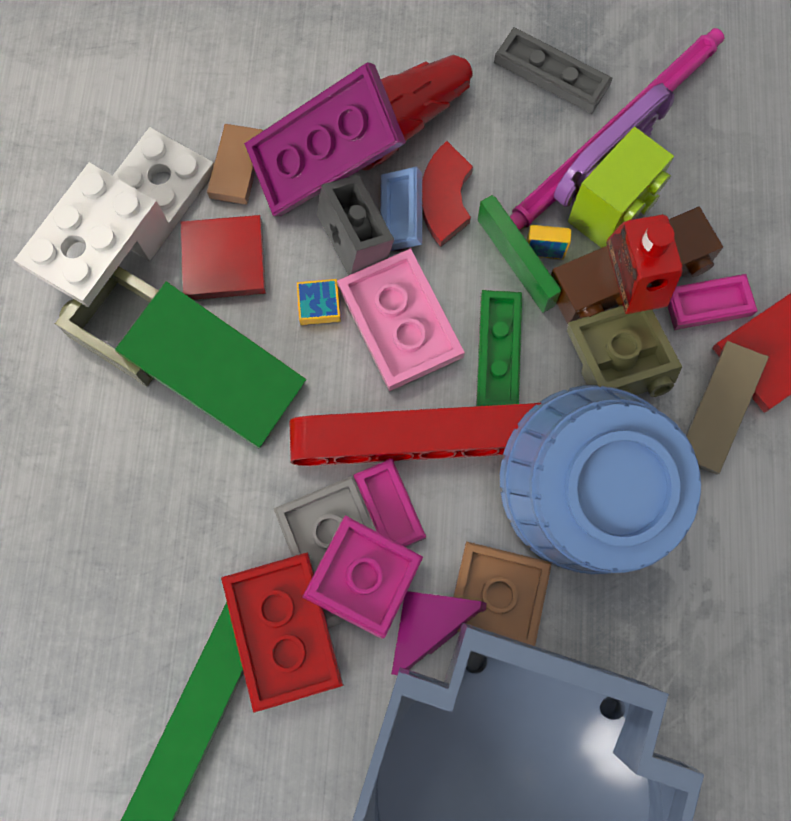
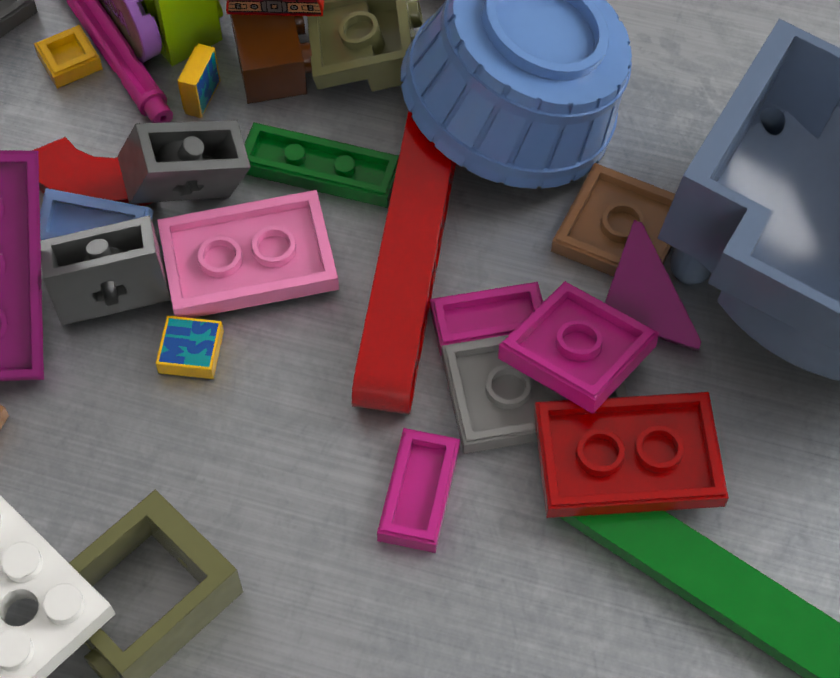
camera: 80 degrees left, 15 degrees down
(210, 364) = (245, 477): green tile -> none
(223, 257) = (81, 455): red tile -> none
(236, 484) = (418, 490): none -> dark pink tile
(456, 250) = (183, 161): none -> dark grey brick
(518, 254) = (242, 99): green tile -> none
(551, 146) = (68, 56): none -> yellow tile

